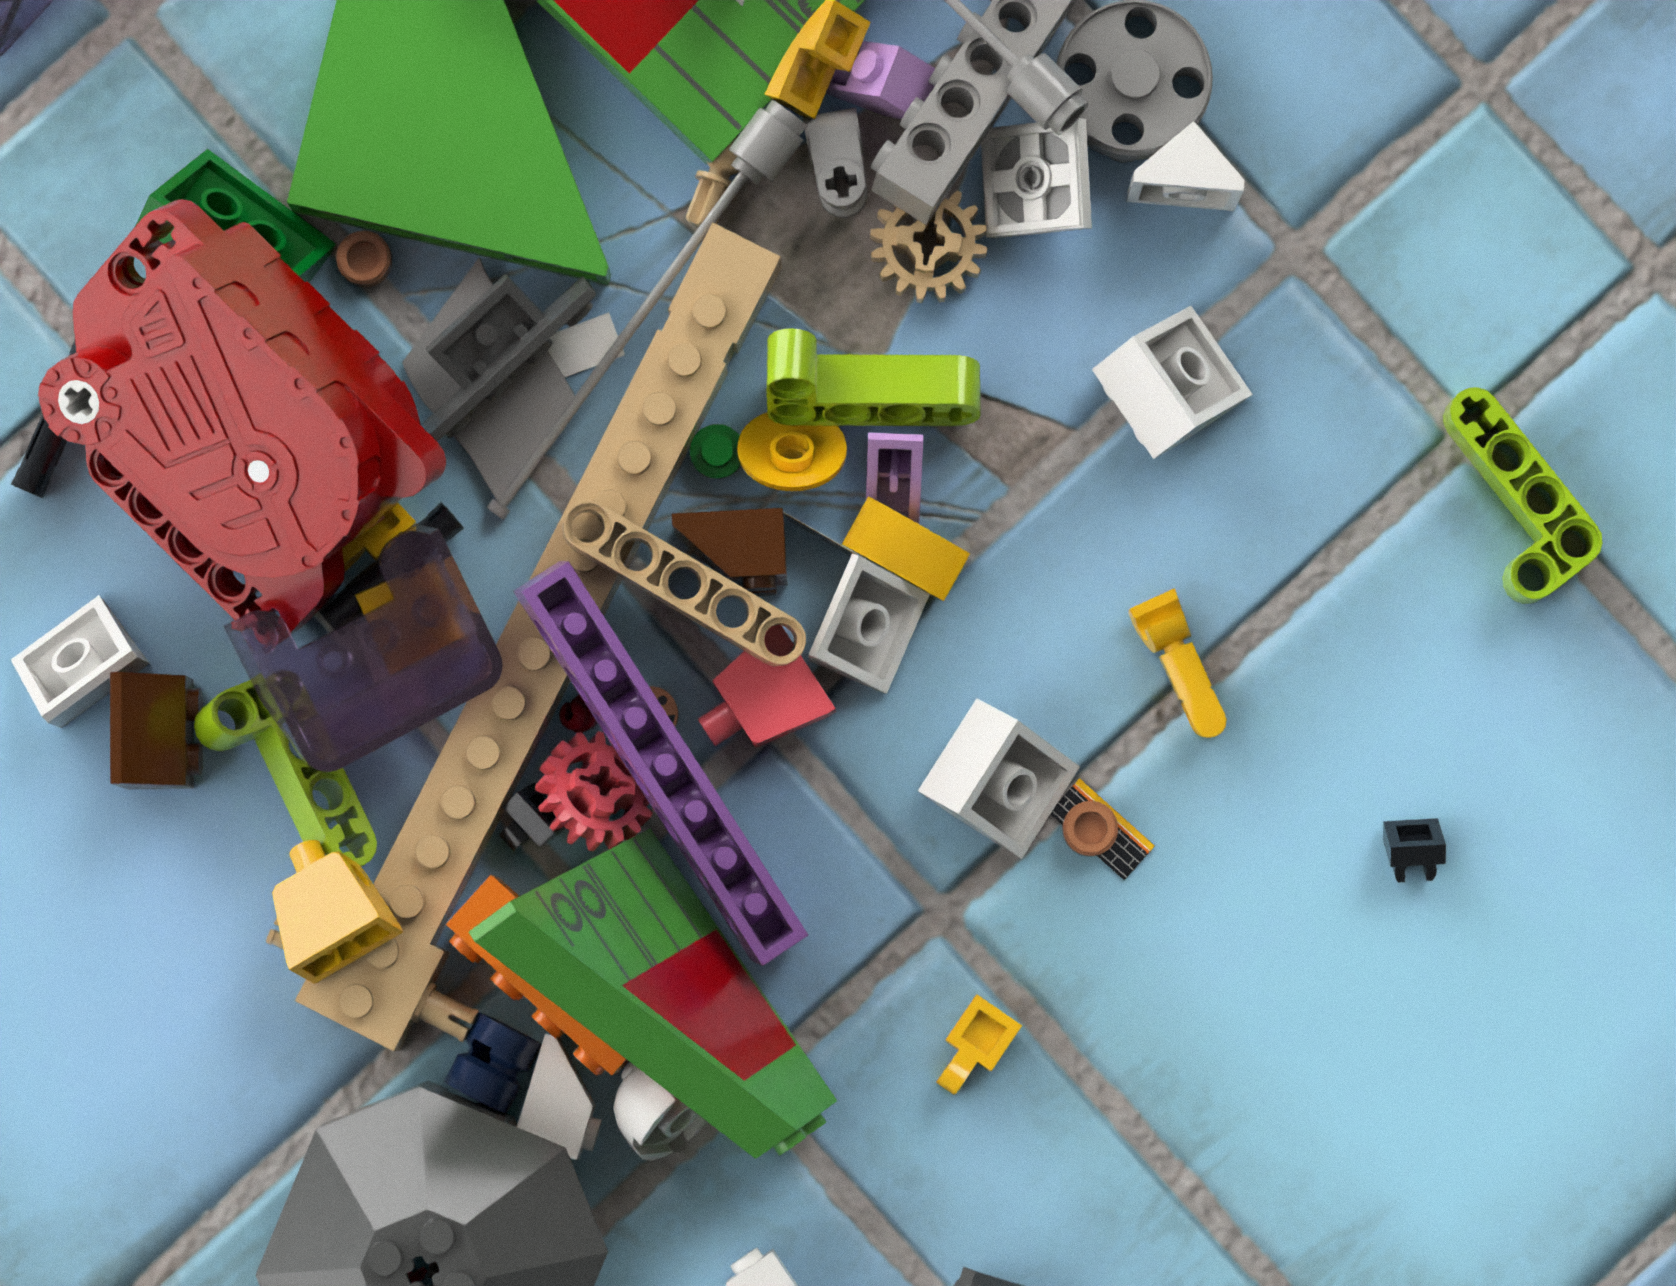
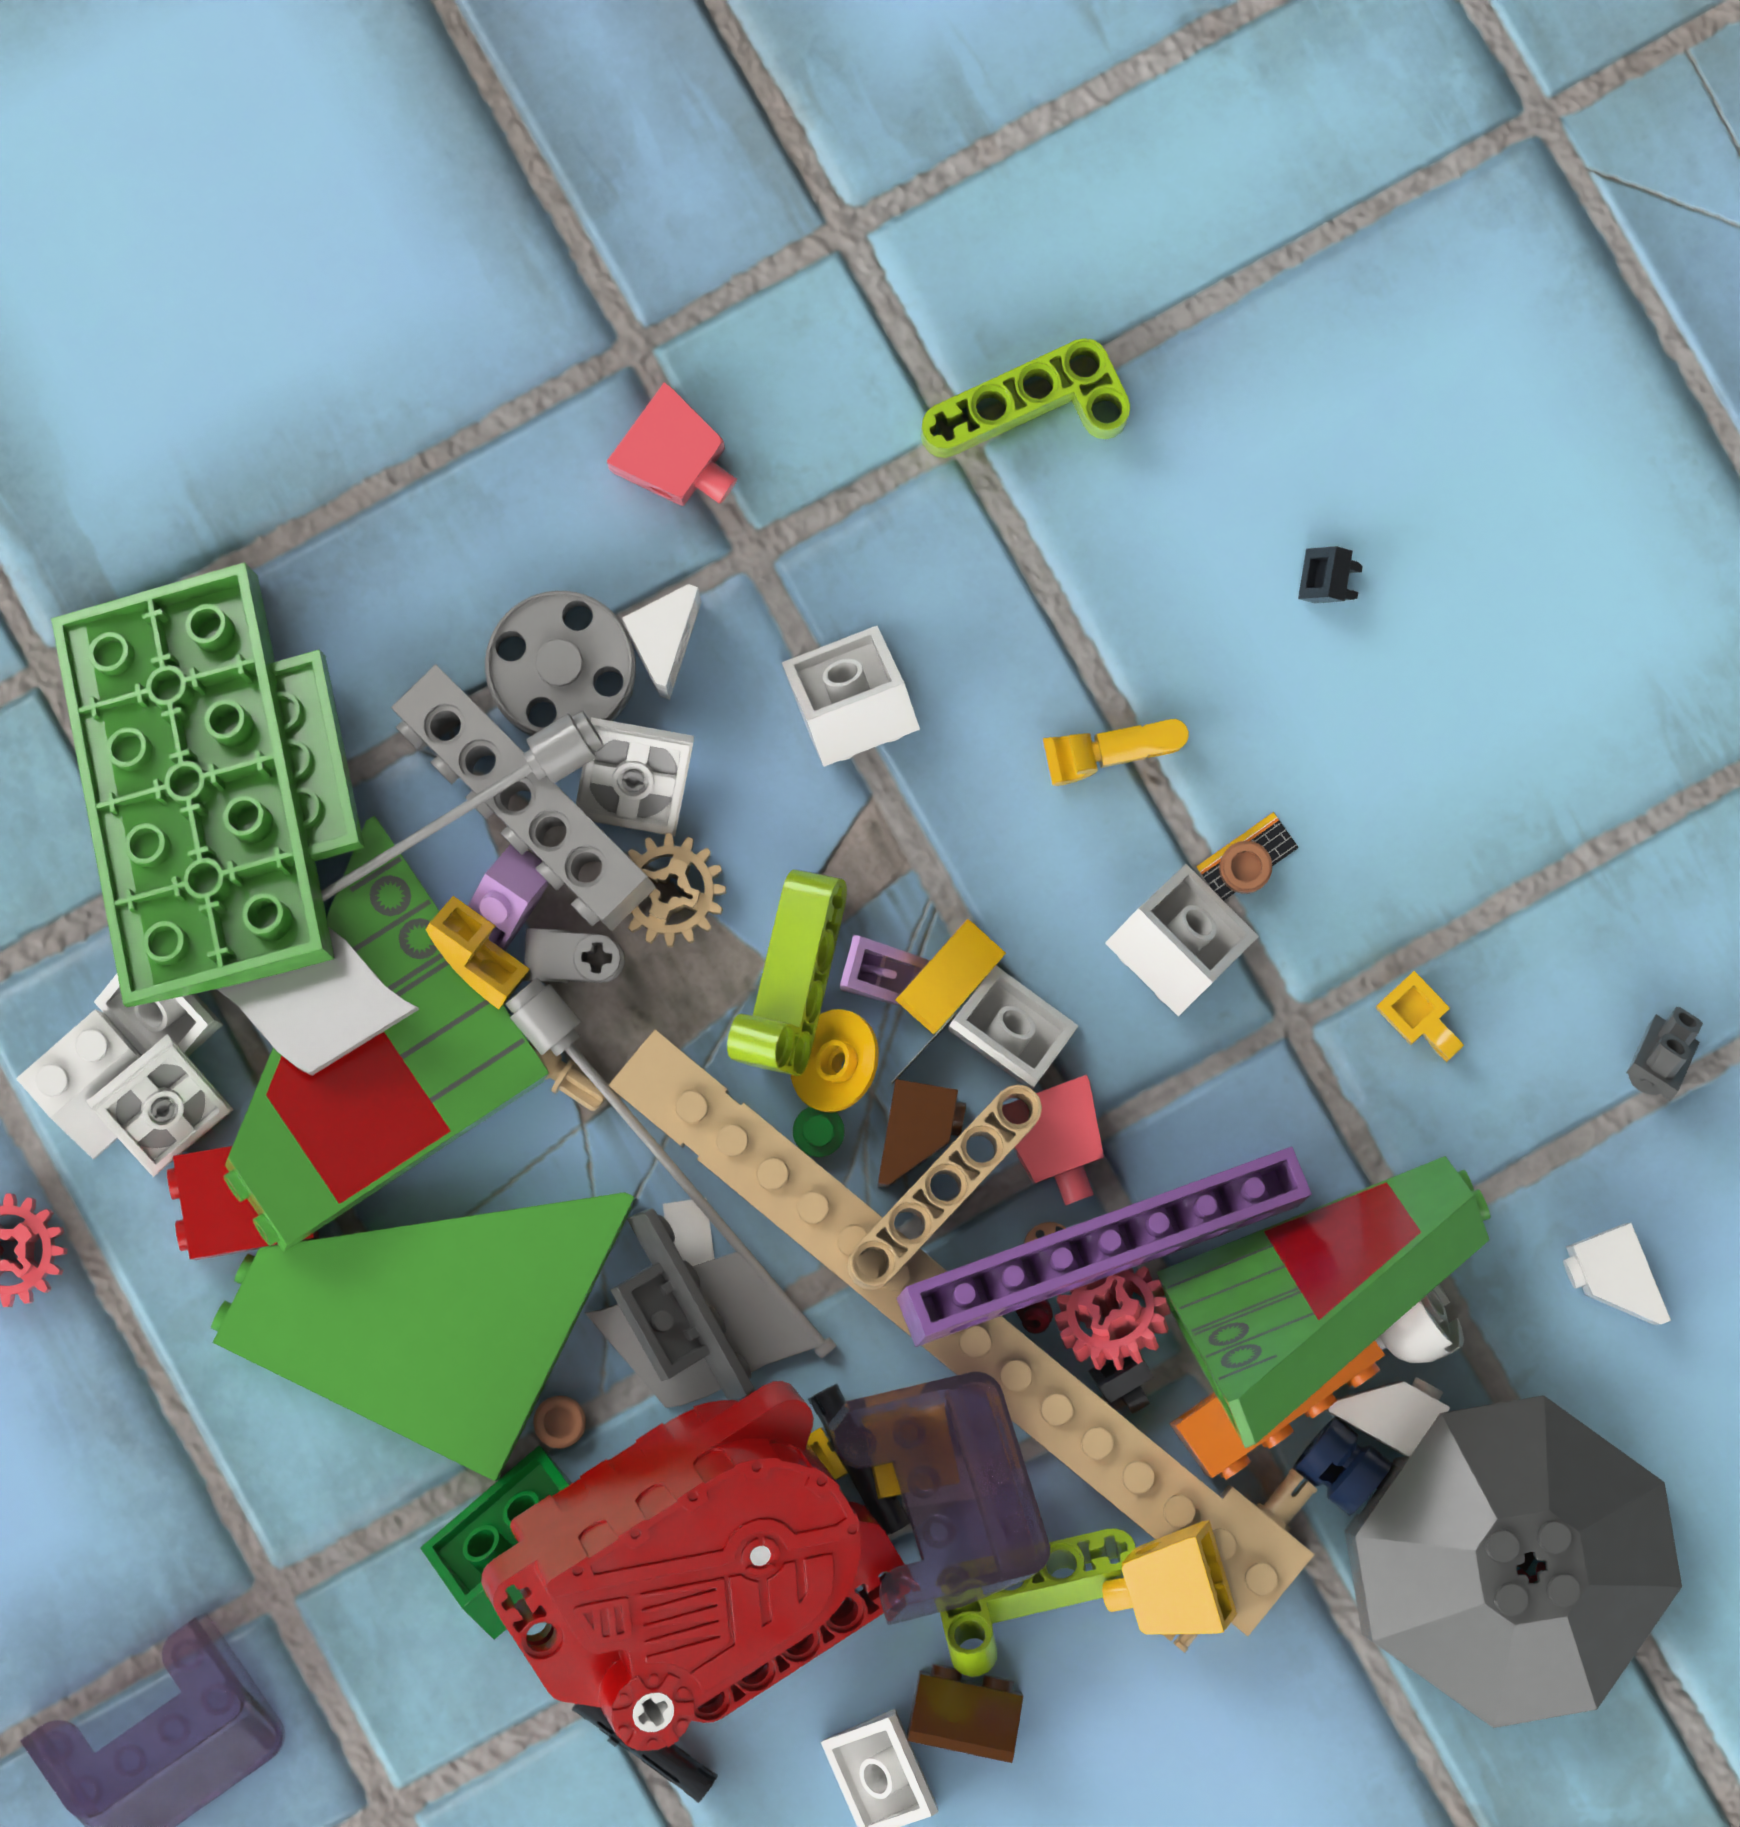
camera: 80 degrees left, 0 degrees up
(1381, 142) = (672, 452): none -> coral torso

